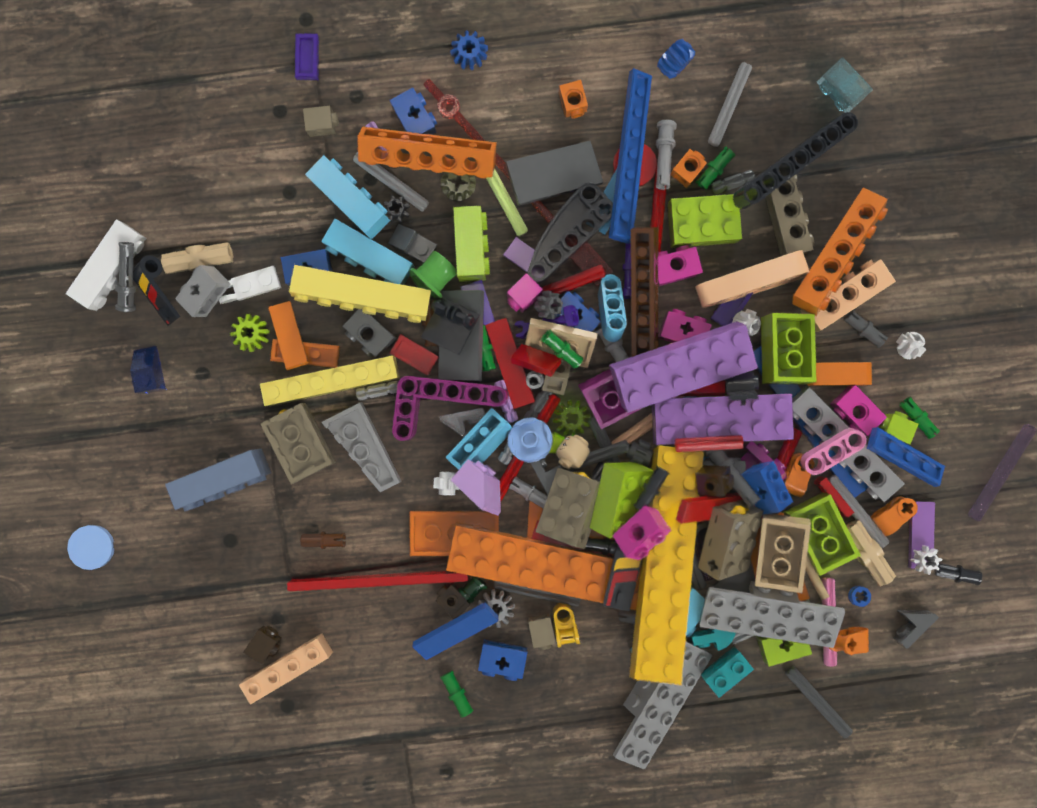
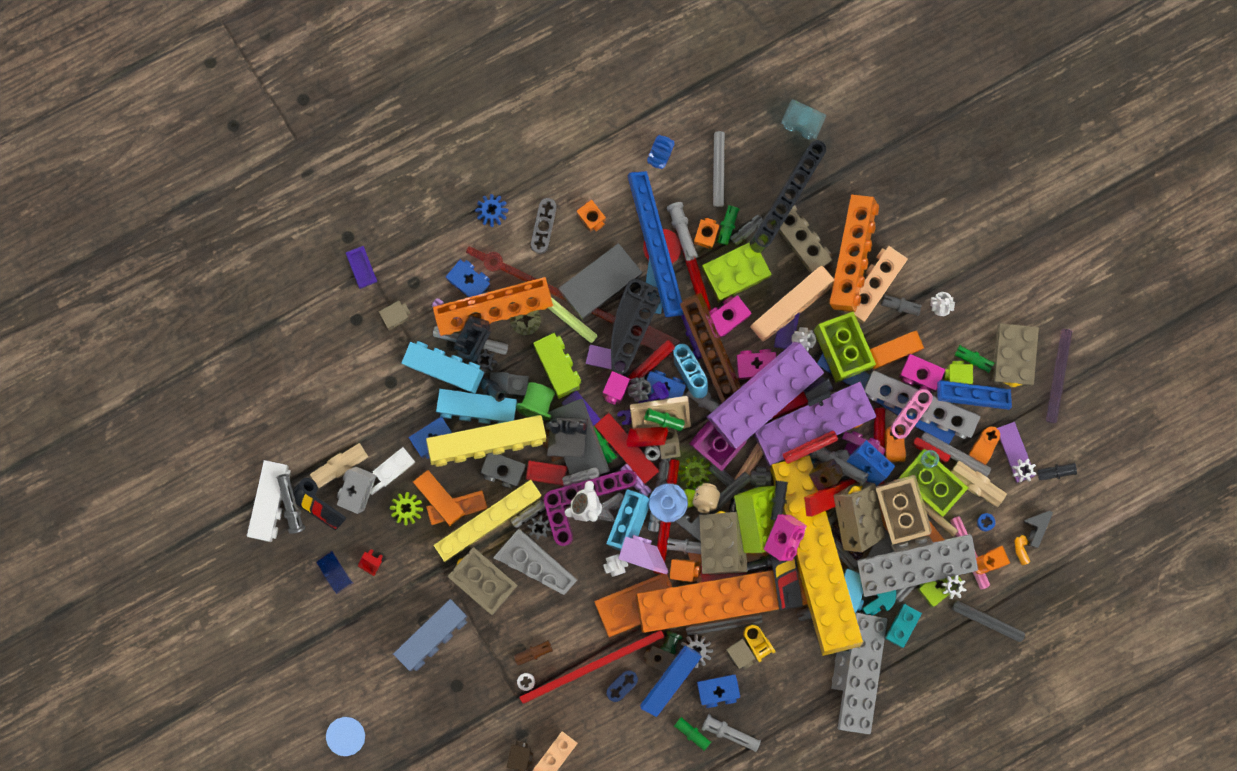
camera: 25 degrees left, 5 degrees down
(187, 375) = (370, 563): none -> red tile
(310, 562) = (521, 677): none -> white bush
(384, 404) = (540, 521): none -> dark grey gear
(391, 177) = (472, 338): none -> black hinge
(391, 241) = (491, 388): none -> black pin
(405, 617) = (618, 682): none -> dark blue beam
(439, 407) = (585, 504): none -> white rock
(448, 374) = (581, 476): none -> light grey axle
(490, 703) = (722, 730): none -> light grey pin
(518, 518) = (685, 570): none -> orange brick
(532, 80) = (535, 239): none -> flat silver beam
(805, 661) = (947, 586): none -> white gear
(828, 503) = (935, 461): none -> clear light blue bush
(884, 640) = (1020, 550): none -> light orange arm
(967, 432) = (1015, 355): none -> dark tan piece

